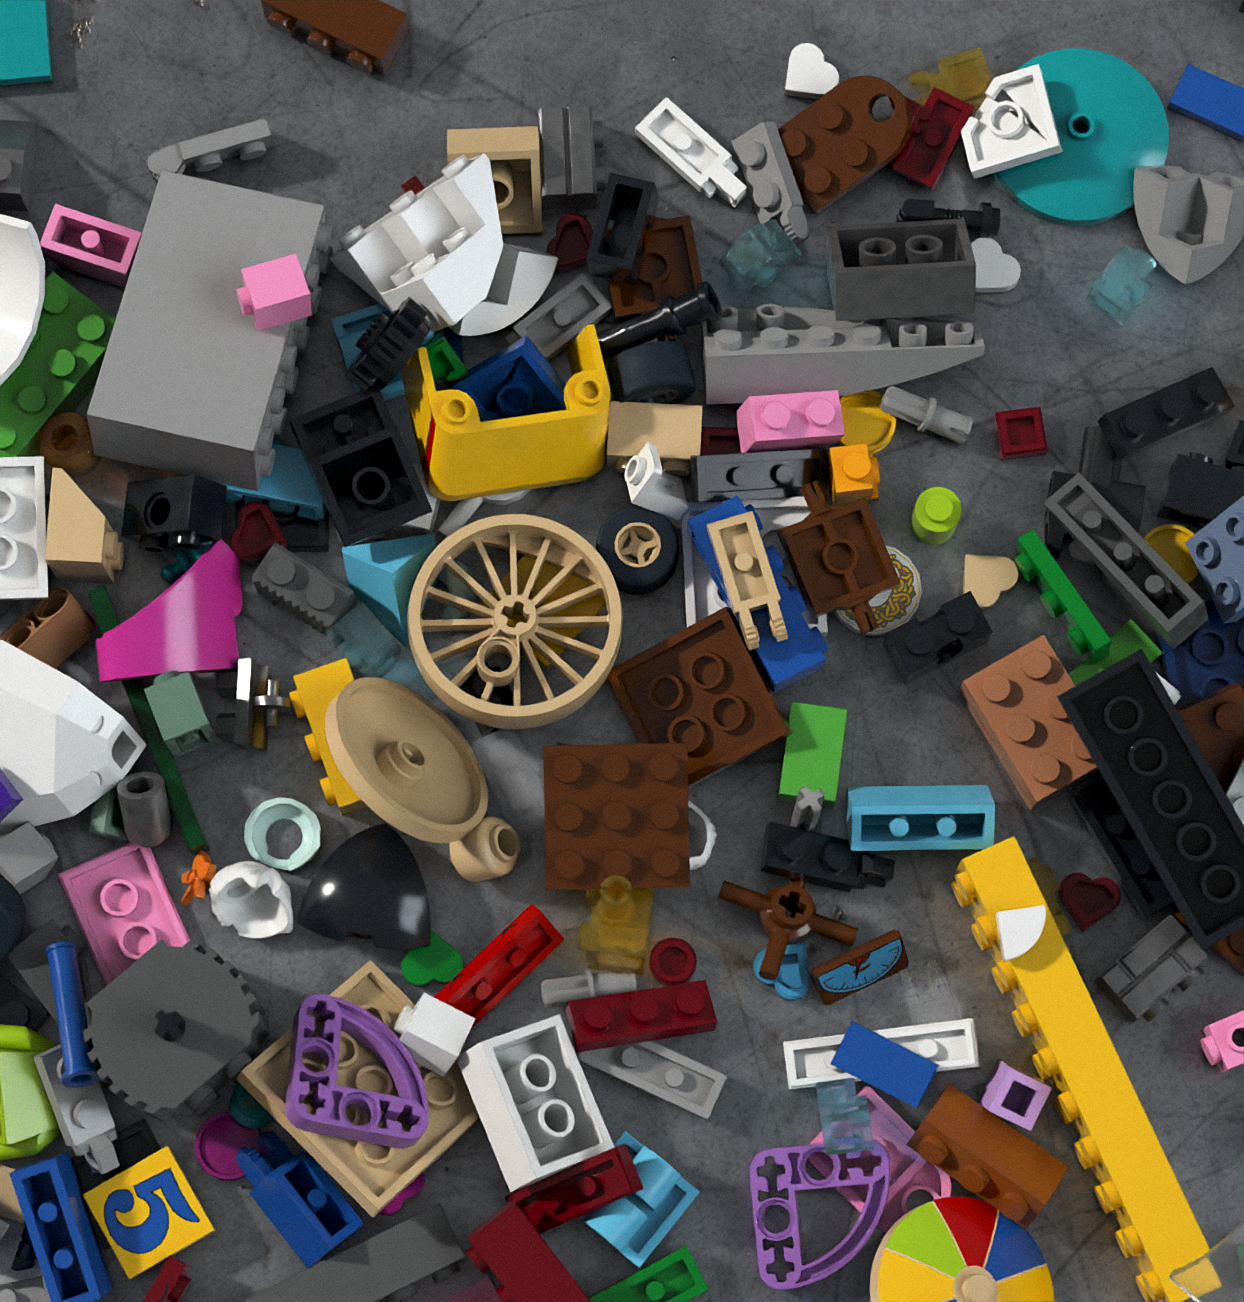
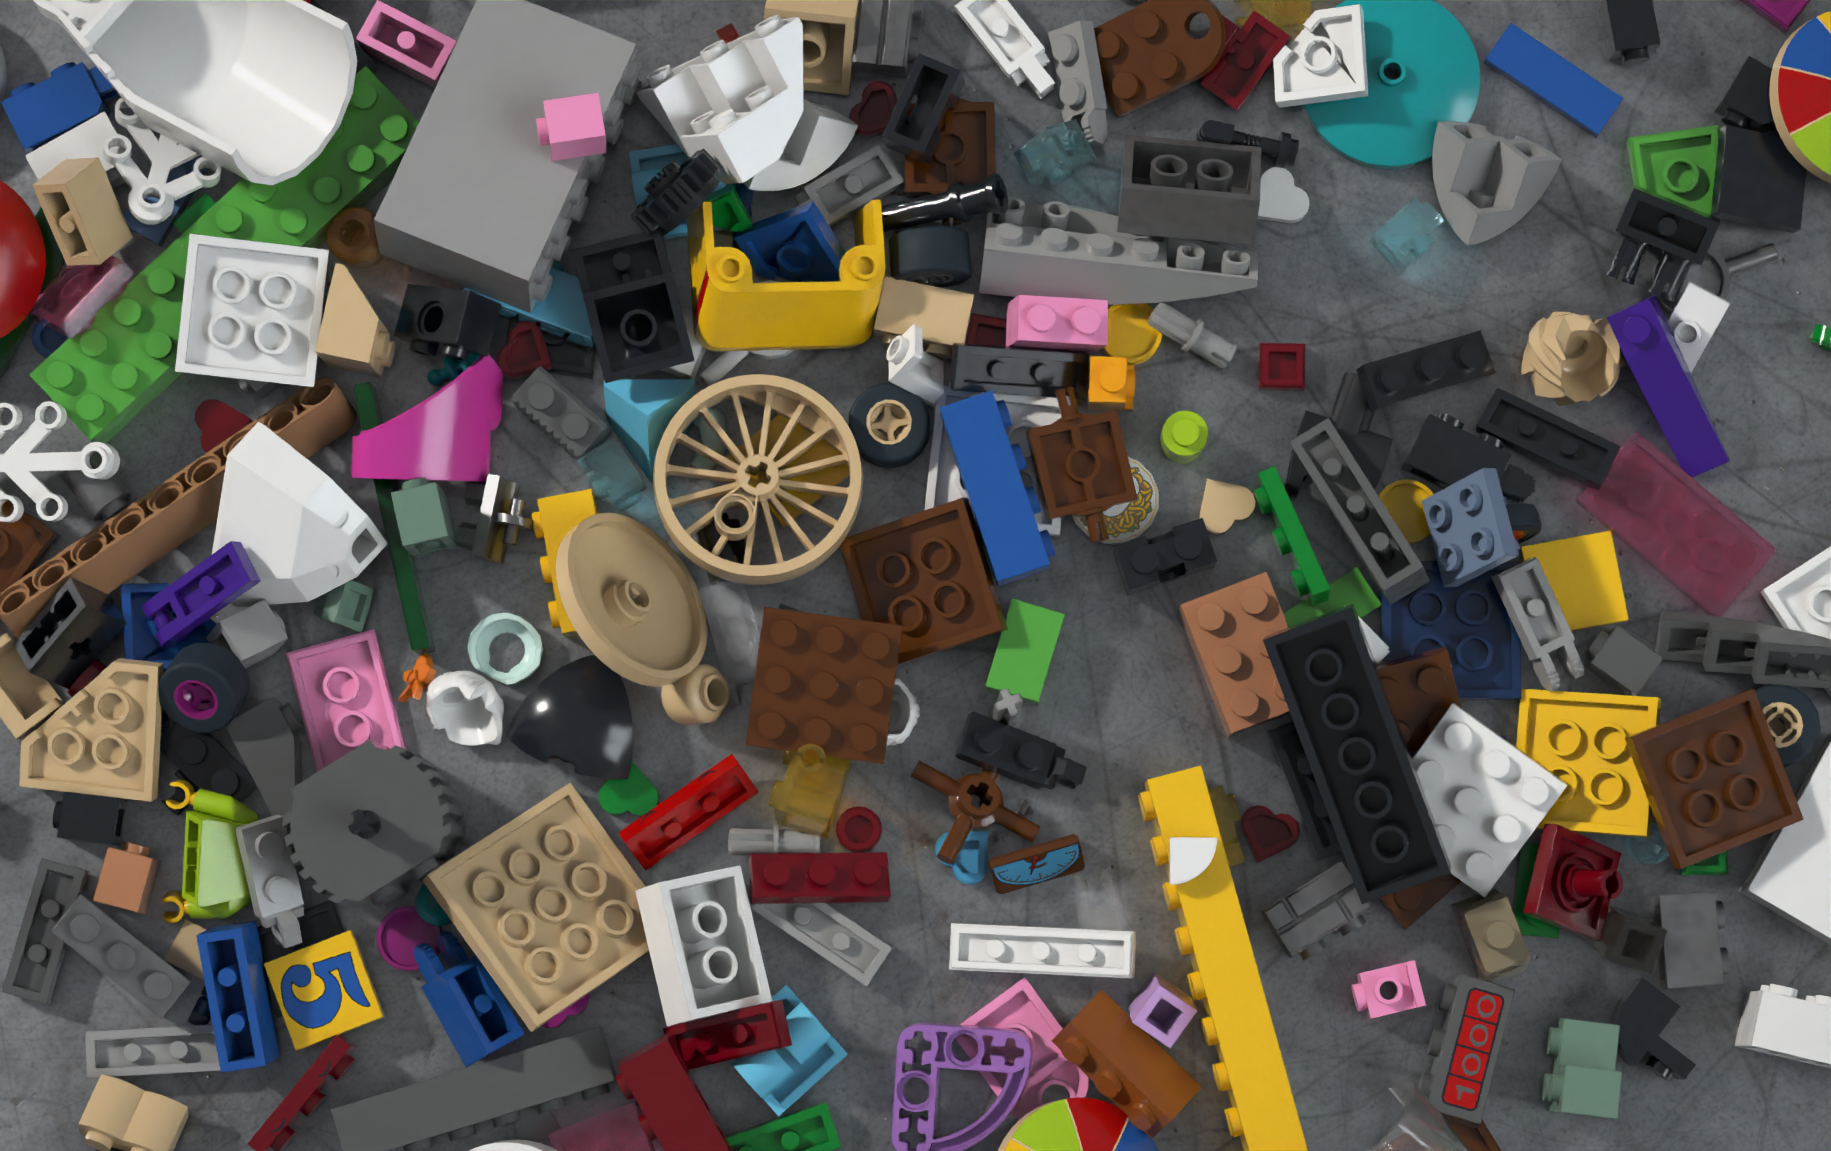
camera: 15 degrees right, 5 degrees up
(70, 1015) = (275, 793): blue pin -> none
(145, 808) = (376, 604): flat silver brick -> none
(333, 1099) = (510, 914): medium lavender beam -> none
(433, 1033) = (616, 864): white brick -> none
(747, 574) = (986, 470): tan hinge -> none
(843, 1117) = (994, 1006): clear light blue brick -> none
(884, 1064) = (1042, 962): blue tile -> none
(920, 817) = (1117, 730): medium azure brick -> none

